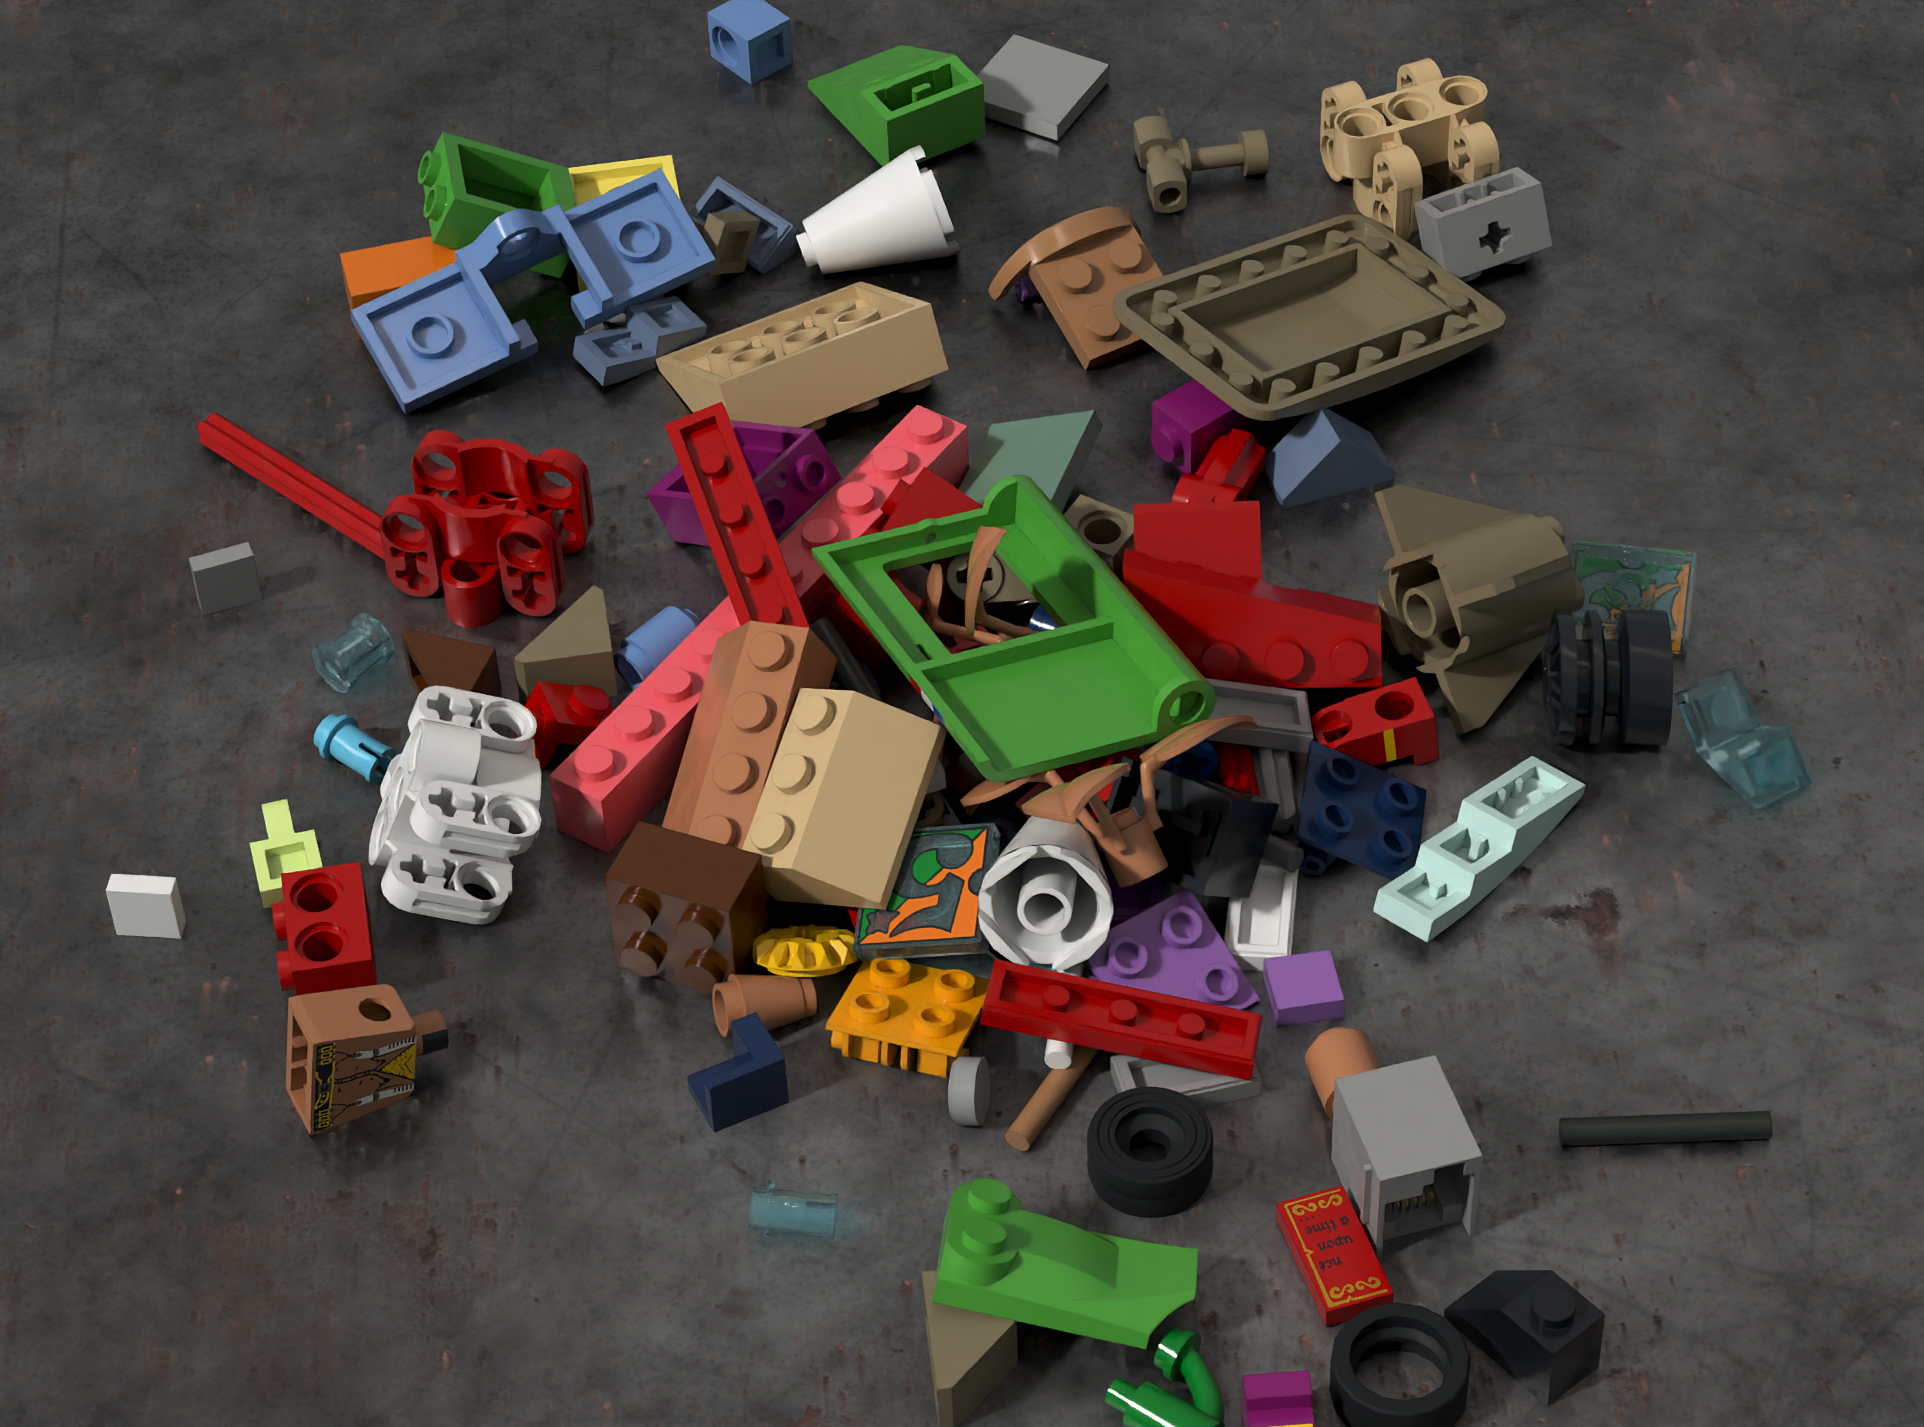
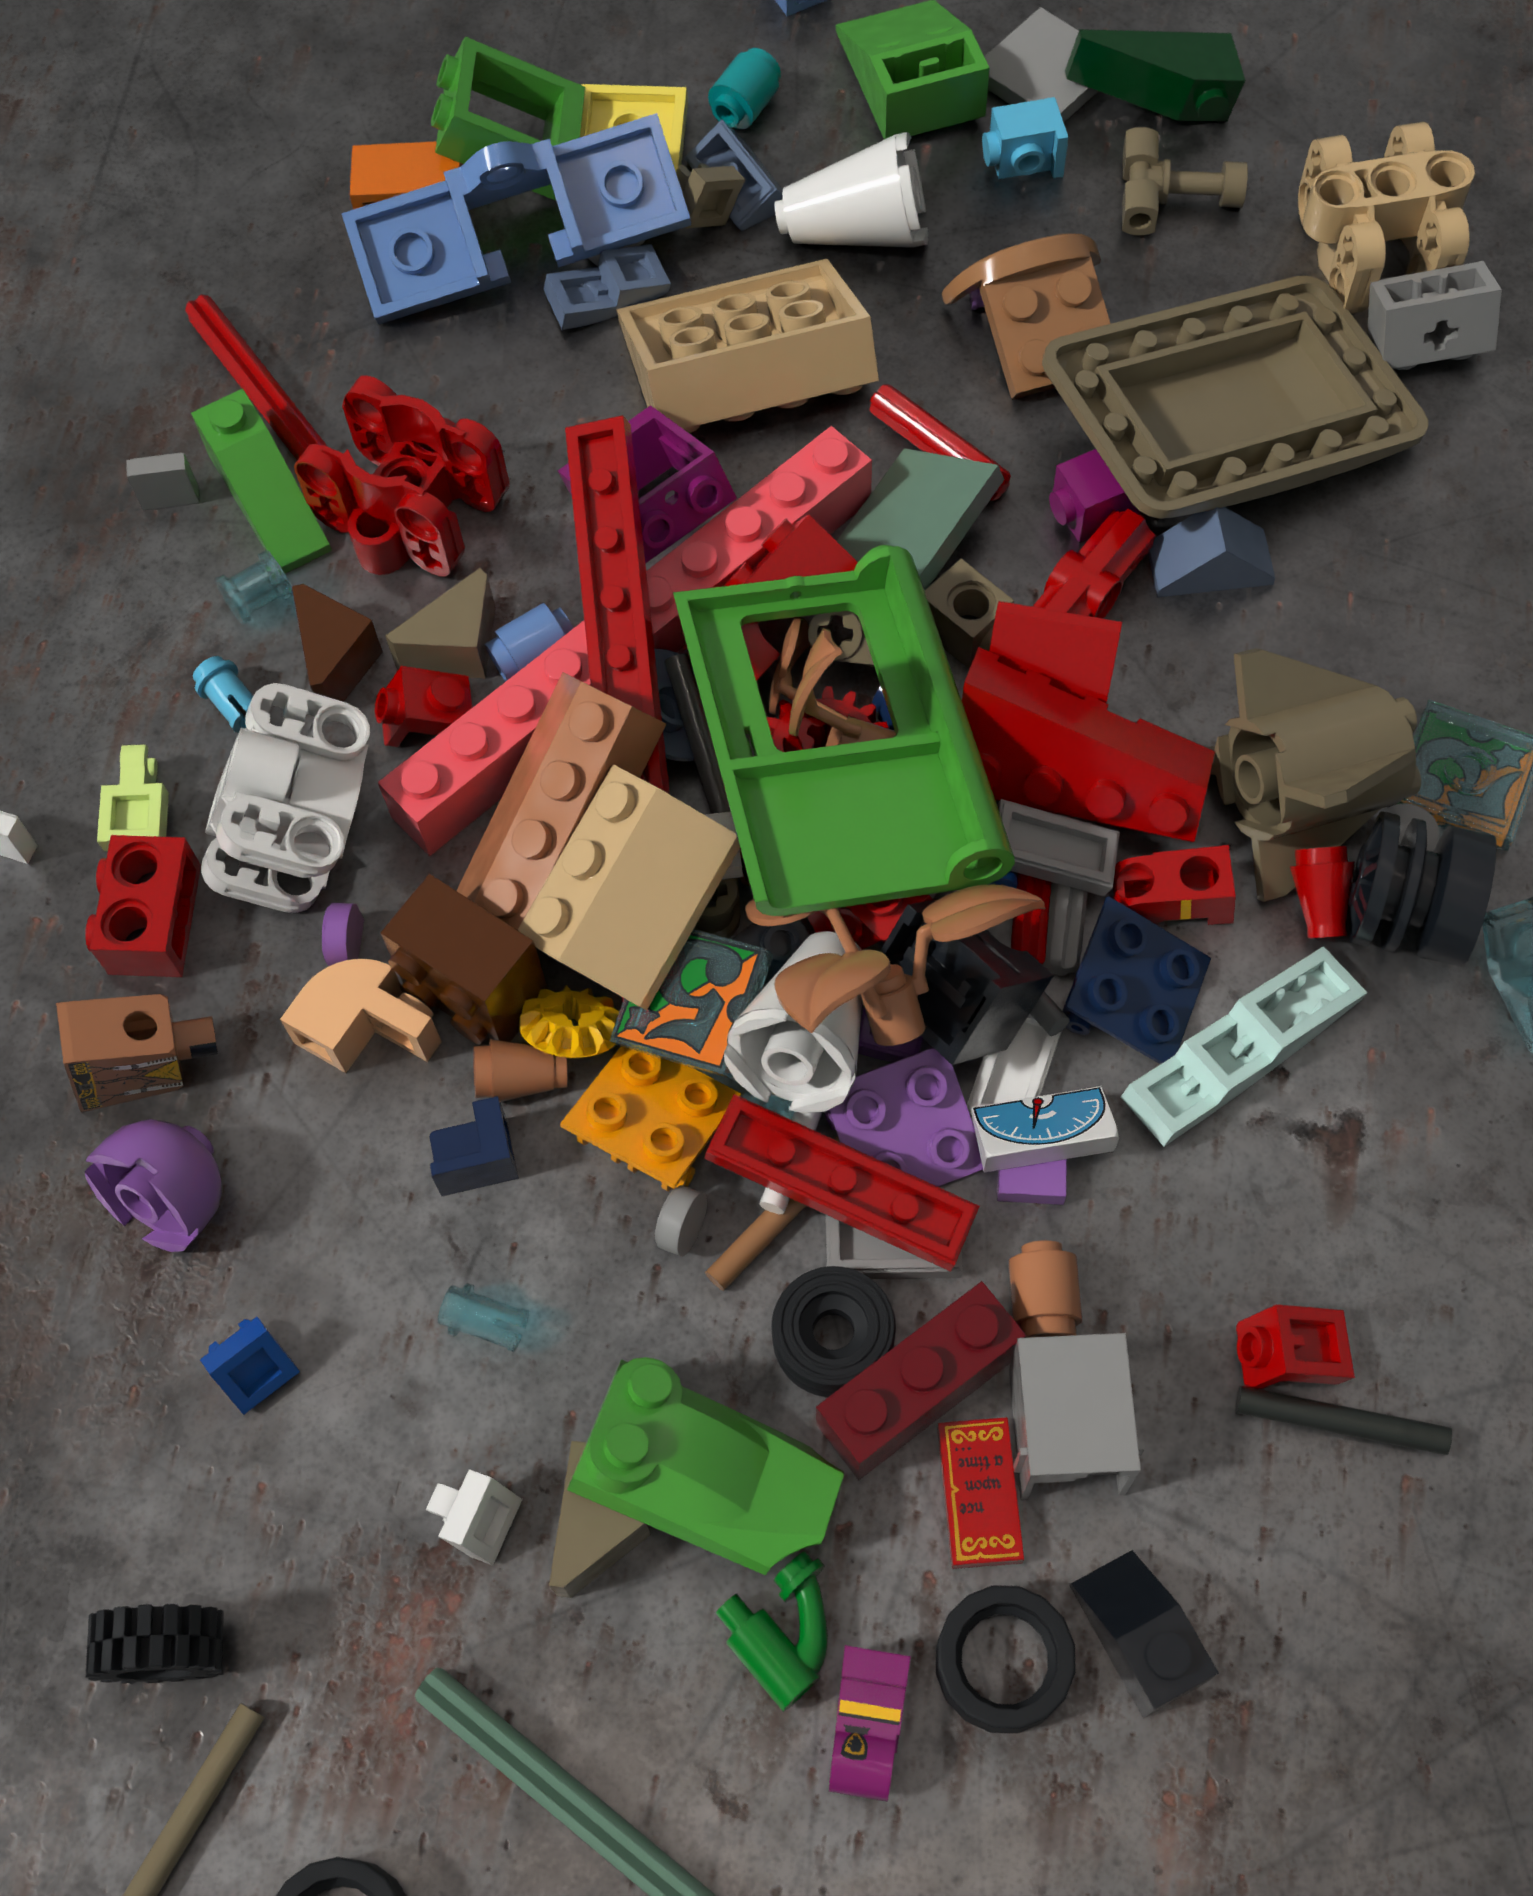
camera: 15 degrees right, 20 degrees up
(325, 557) = (260, 480): none -> bright green slope
(422, 1158) = (158, 1177): none -> medium lavender cylinder
(545, 930) = (341, 932): none -> medium lavender tile
(567, 1293) = (249, 1365): none -> blue tile
(578, 977) = (349, 1004): none -> light nougat brick
(732, 146) = (745, 88): none -> teal brick
(839, 1366) = (475, 1515): none -> white tile
(1001, 404) = (926, 430): none -> red axle
(1035, 146) = (1026, 139): none -> medium azure brick
(1153, 66) = (1162, 71): none -> dark green slope
(1246, 1167) = (919, 1380): none -> dark red brick
(1308, 946) = (1044, 1129): none -> slope
(1517, 702) = (1323, 889): none -> red cone
(1600, 1068) = (1294, 1346): none -> red bracket

